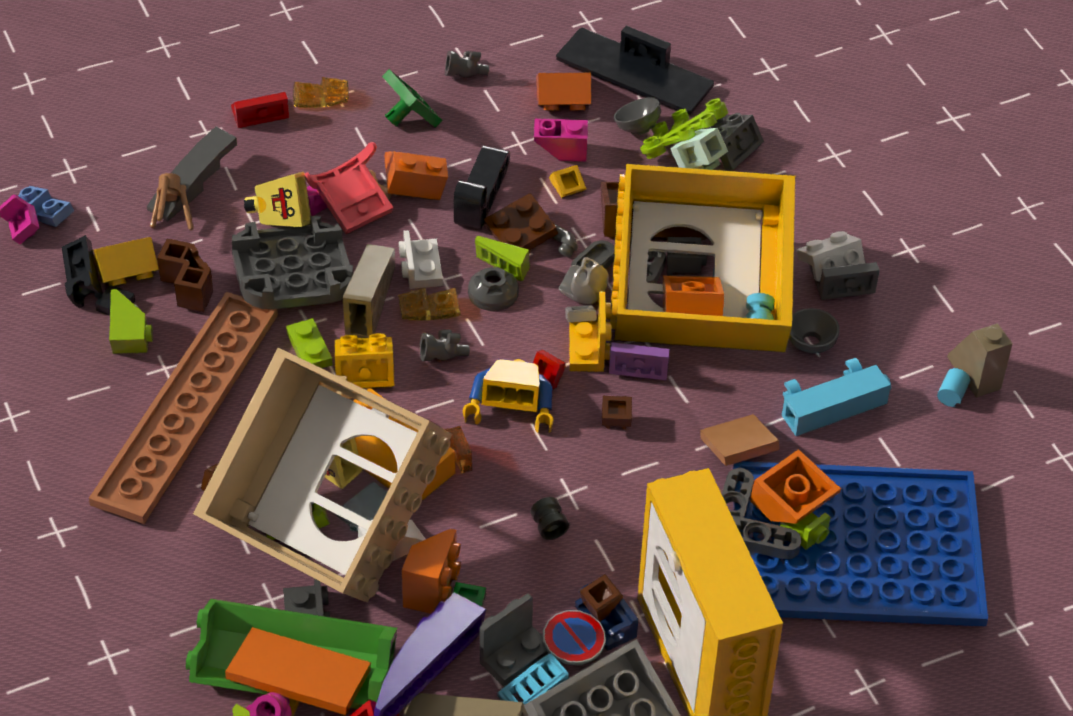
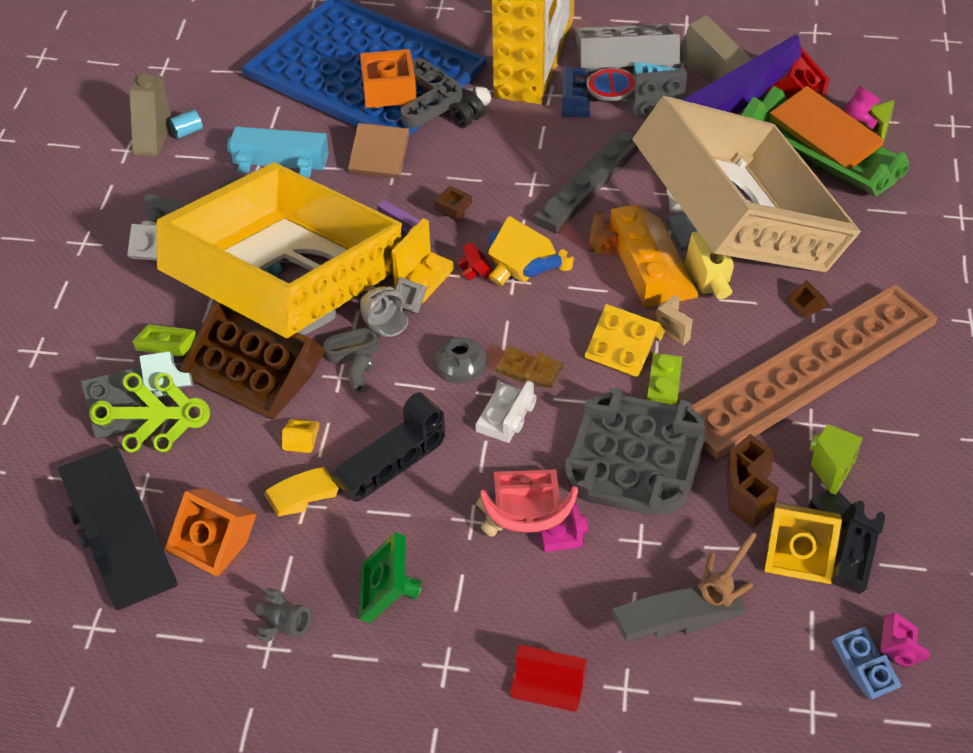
camera: 145 degrees left, 0 degrees up
(281, 202) = (598, 506): light yellow torso -> none
(328, 93) = (459, 666): clear yellow slope -> none
(368, 290) = (588, 376): dark tan slope -> none
(415, 175) = (443, 494): orange slope -> none
(443, 348) = (549, 317): dark grey piece -> none
(503, 255) = (429, 371): lime slope -> none
(514, 519) = (586, 182): none -> dark grey plate
(521, 224) = (384, 396): reddish brown plate -> none
(522, 143) = (295, 492): none -> yellow slope
(550, 519) = (567, 159): pearl dark grey wheel -> none
(562, 138) = (267, 460): dark pink slope -> none
(600, 597) = (577, 84): reddish brown slope -> none
(638, 115) = (170, 436): dark grey piece -> none
(693, 295) = (315, 237): orange slope -> none
(760, 306) = (272, 213): wheel -> none

